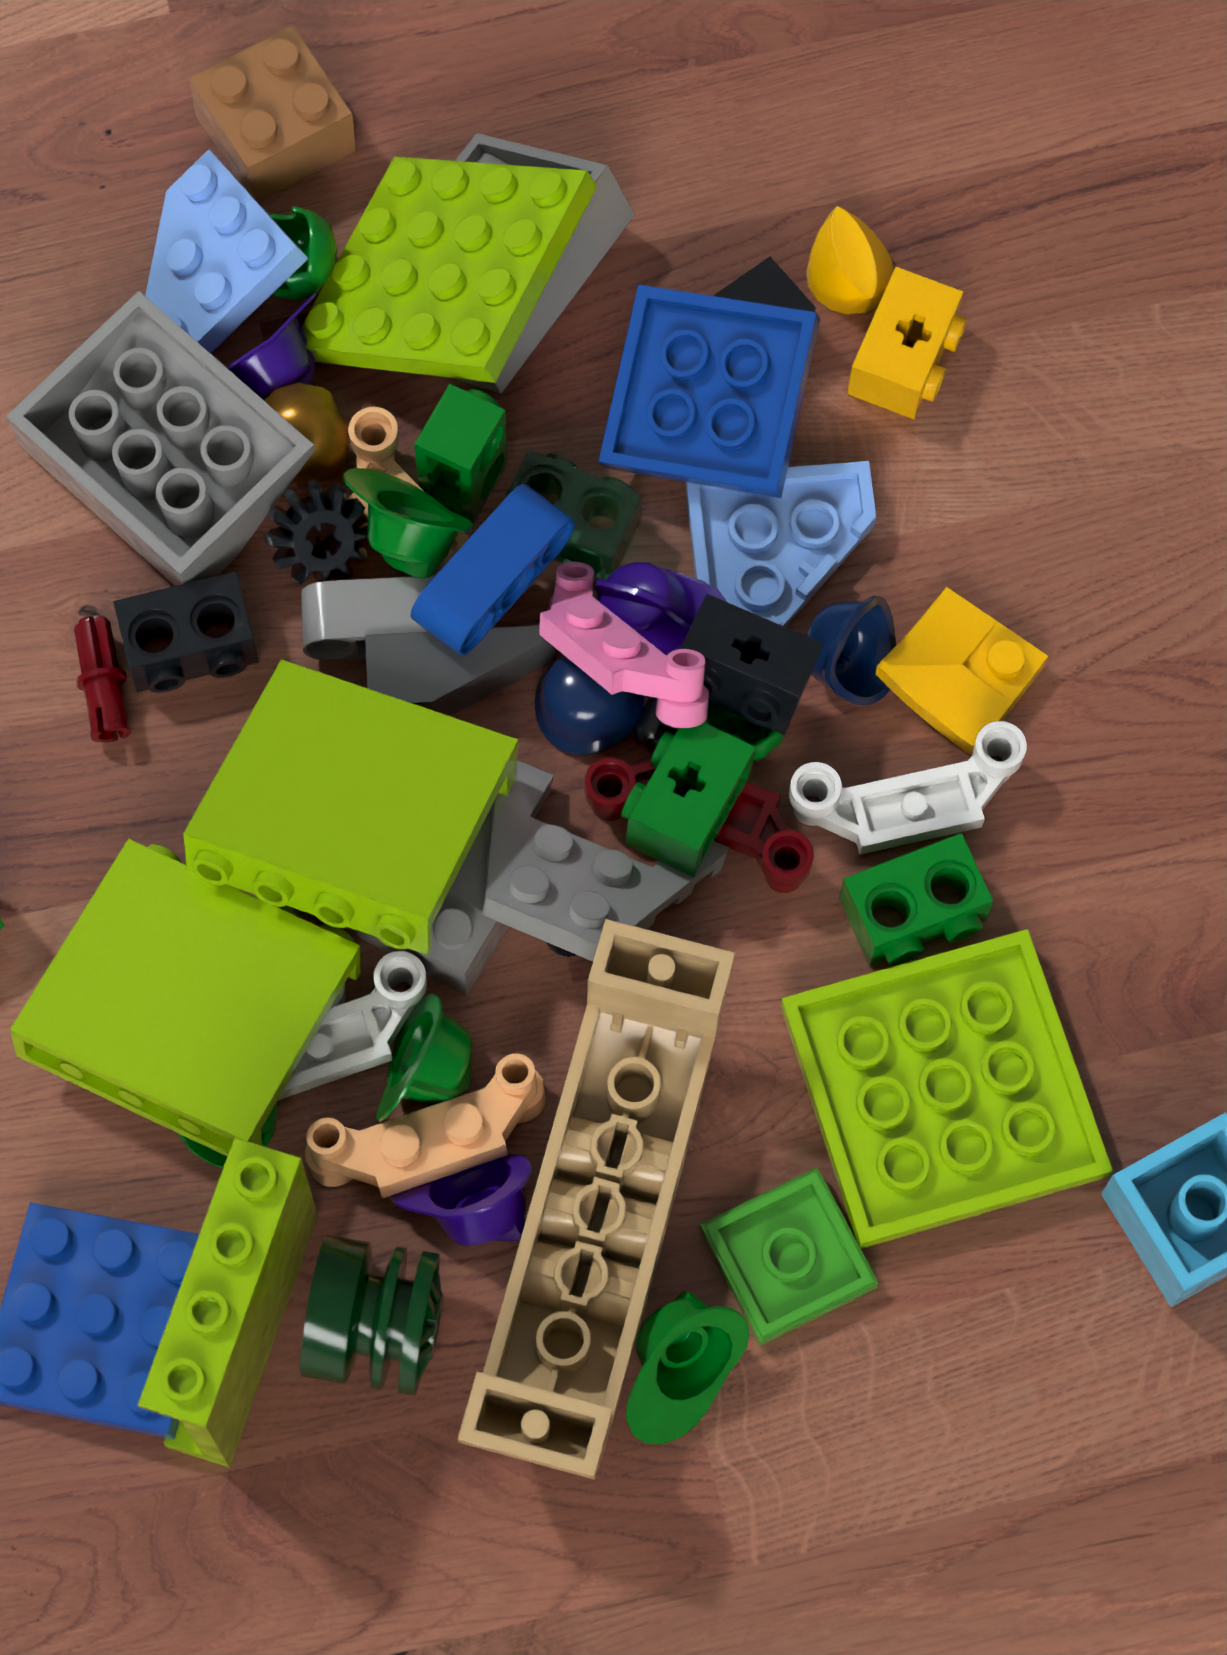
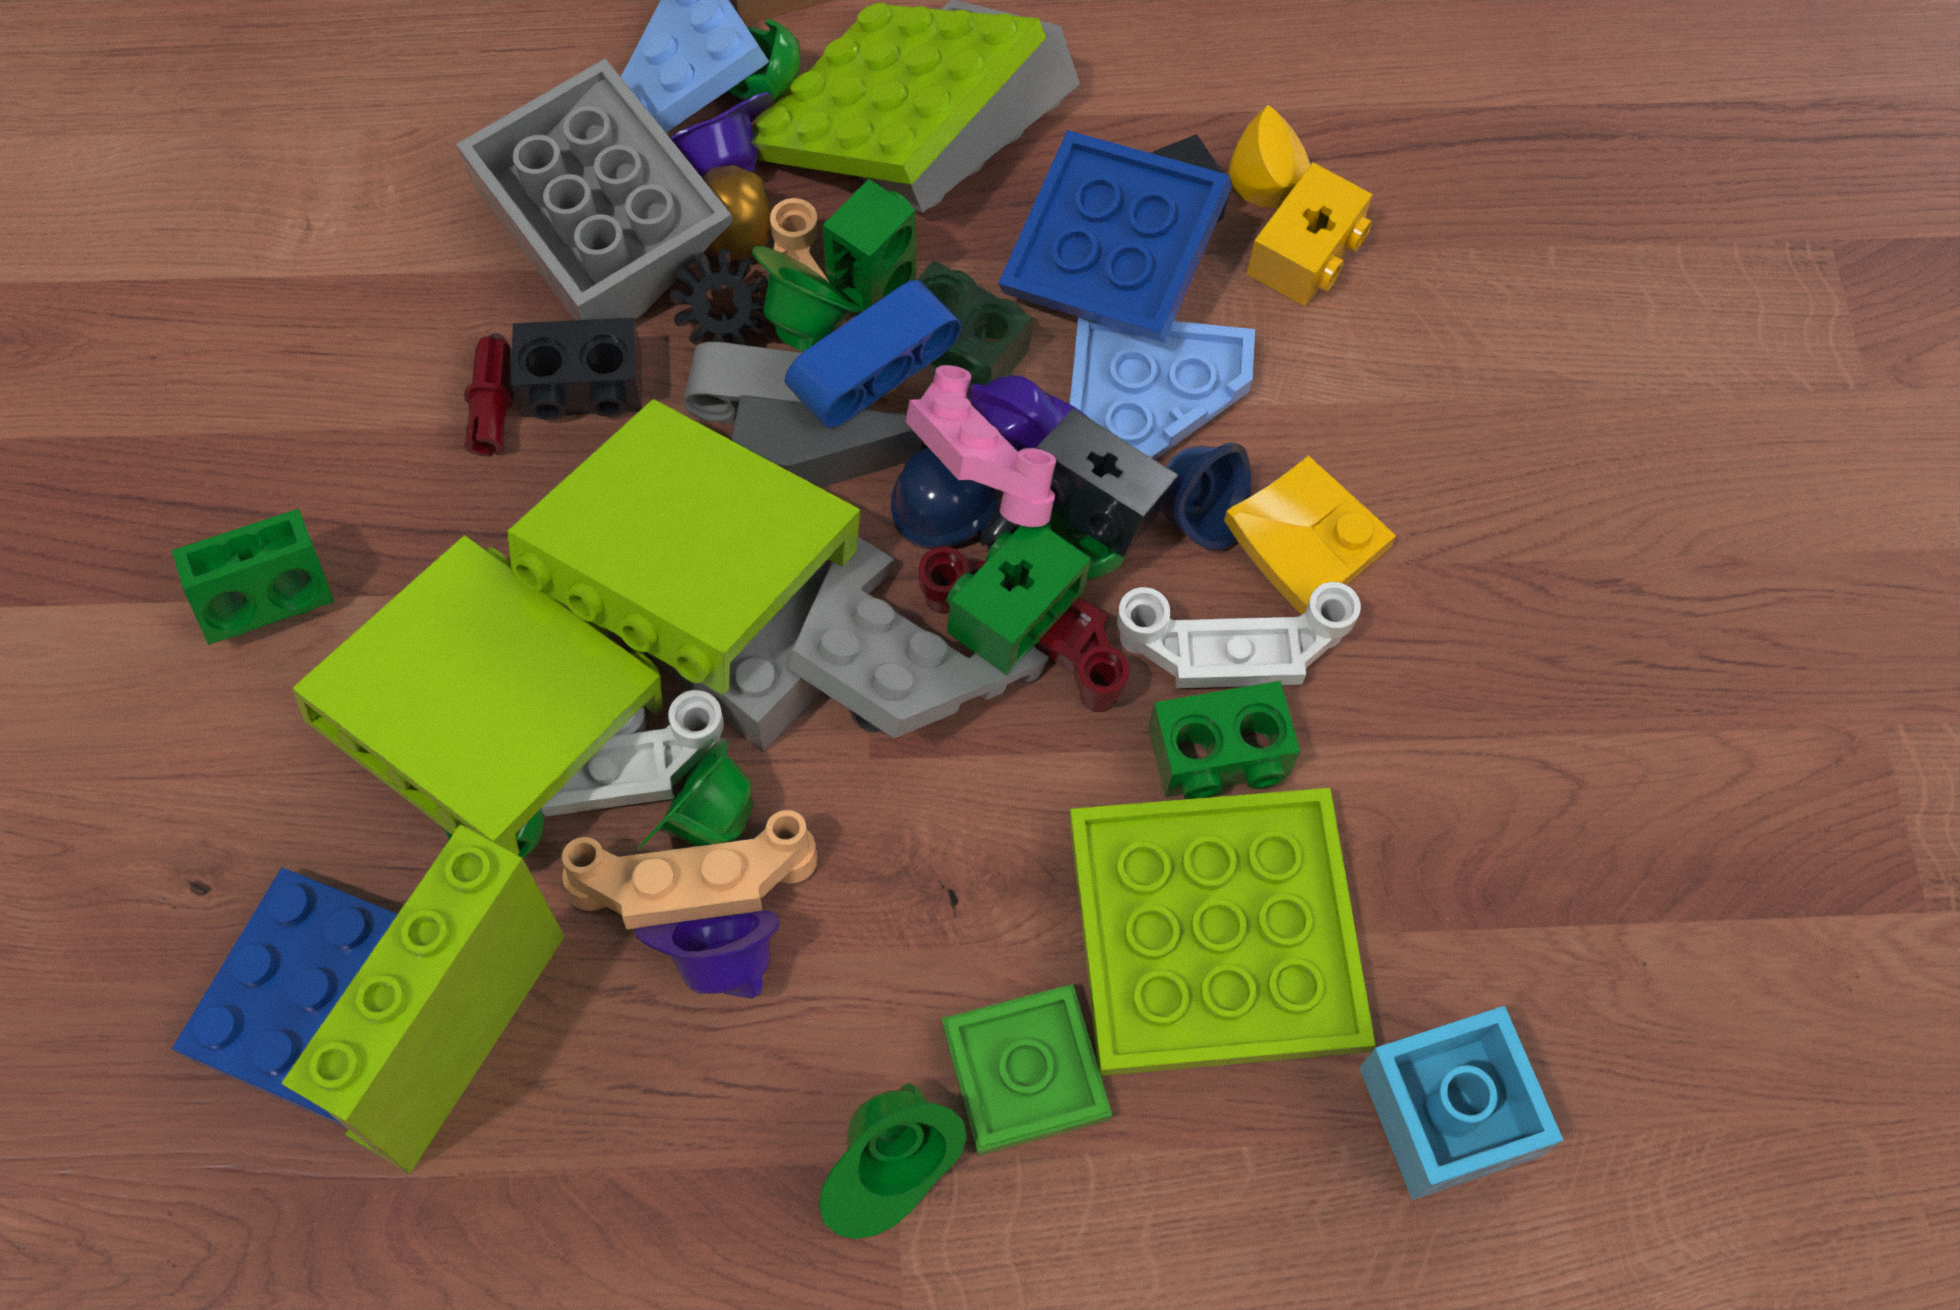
camera: 10 degrees right, 5 degrees down
(370, 1315) = (572, 1040): dark green wheel -> none
(601, 1202) = (835, 982): tan slope -> none

